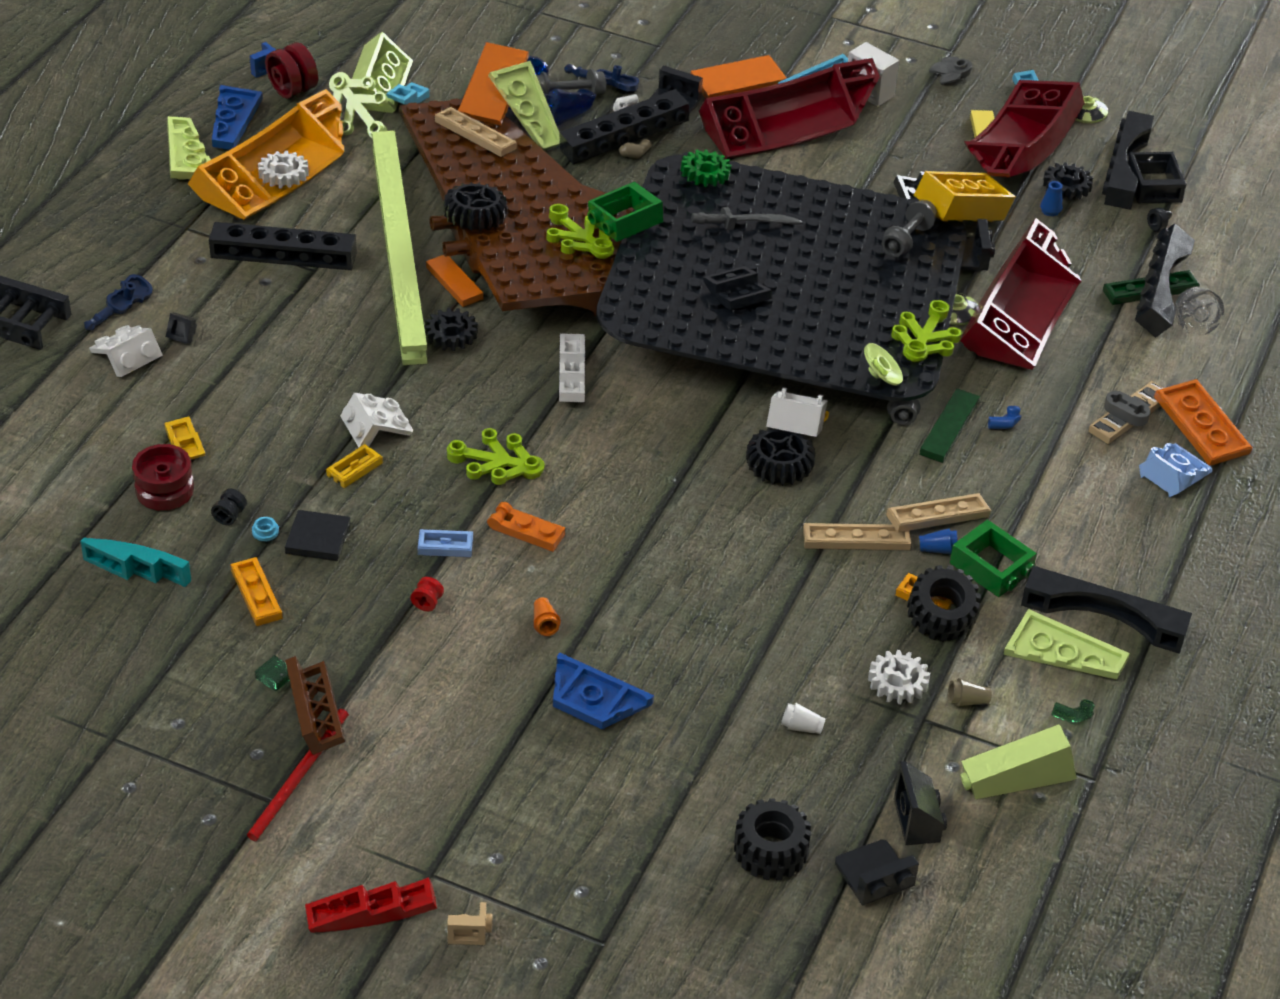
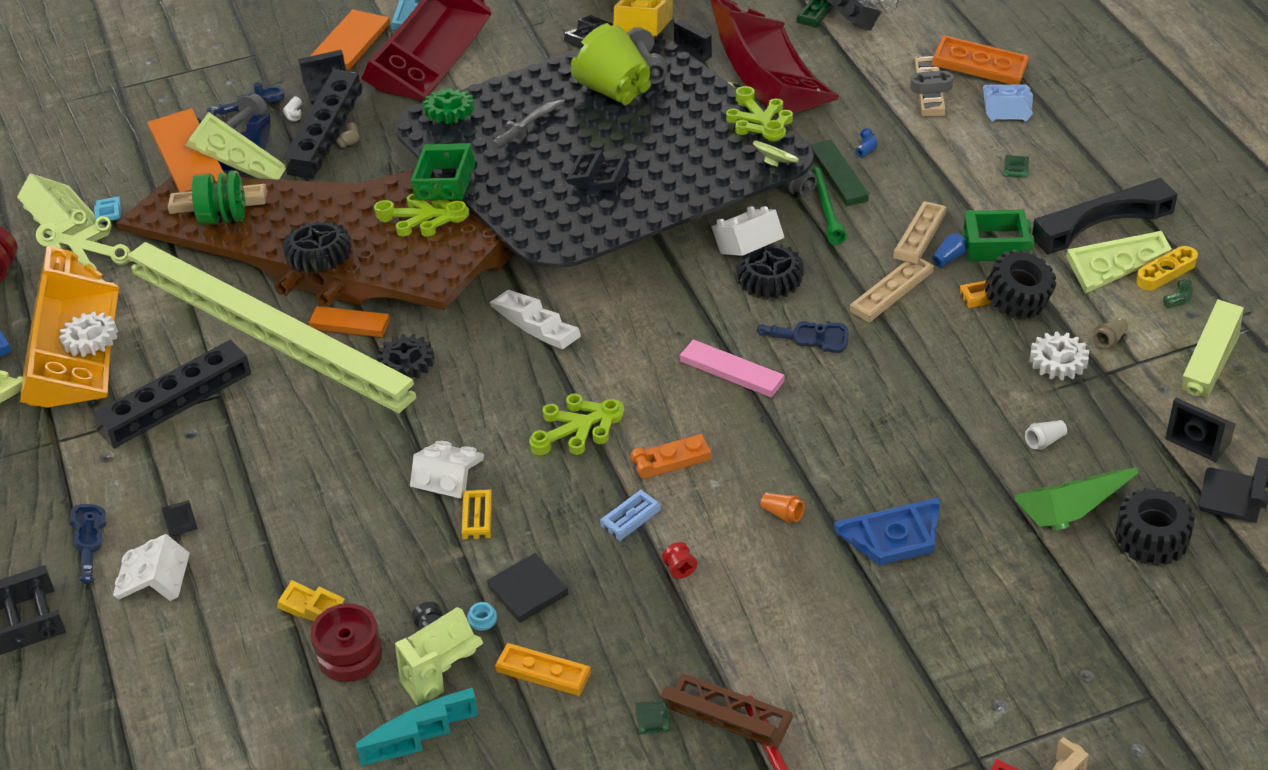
camera: 40 degrees left, 0 degrees up
(172, 527) = (419, 674): none -> yellowish green bracket
(218, 524) = (449, 637): none -> yellowish green bracket
(461, 128) = (224, 198): none -> green wheel
(655, 502) = (732, 368): none -> bright pink tile
(734, 771) = (1071, 499): none -> bright green wedge
(754, 534) = (831, 337): none -> dark blue piece
(857, 213) = (611, 64): none -> lime cone
(874, 465) = (835, 232): none -> green piece
(1101, 523) = (1016, 166): none -> clear green tile
(1118, 683) = (1180, 259): none -> yellow beam

